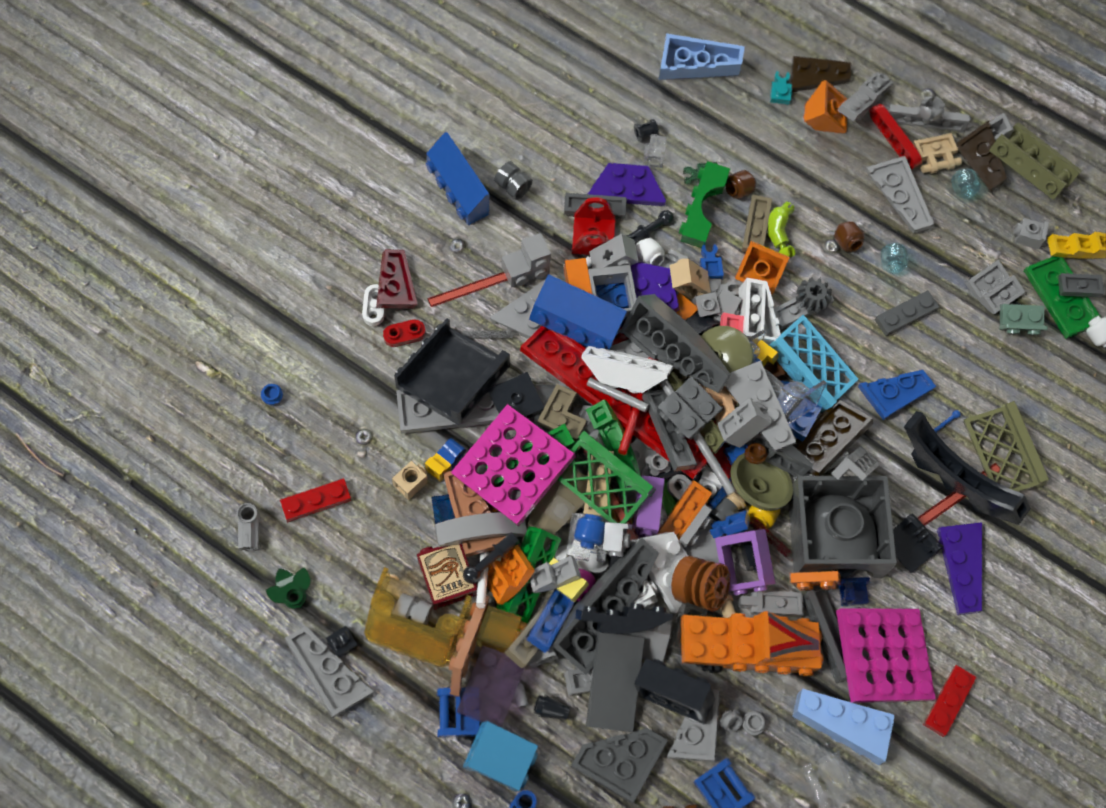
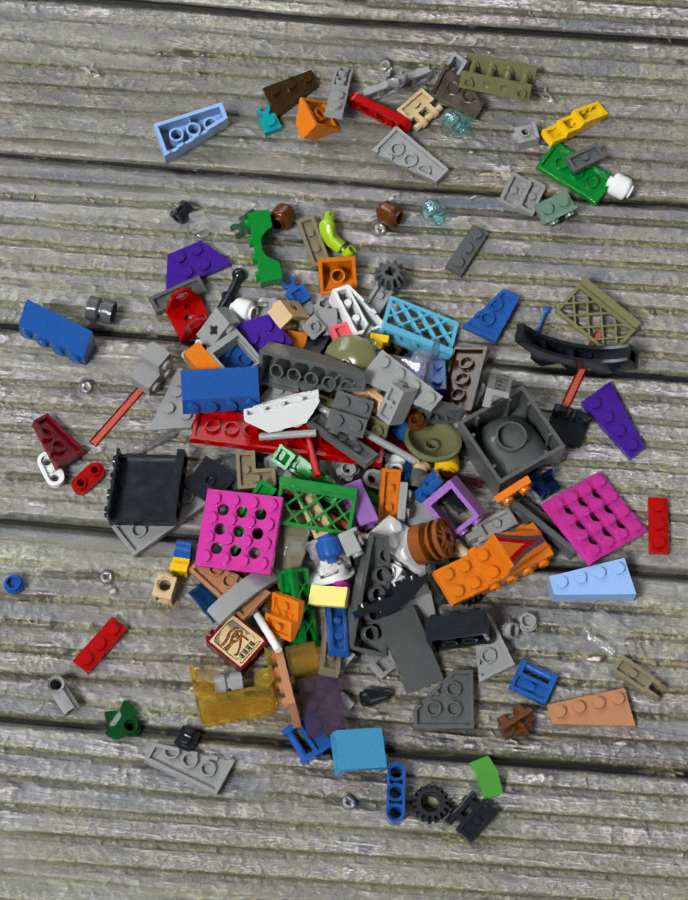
camera: 25 degrees left, 0 degrees up
(473, 573) = (257, 631): black pin -> none
(553, 576) = (322, 595): light grey slope -> none

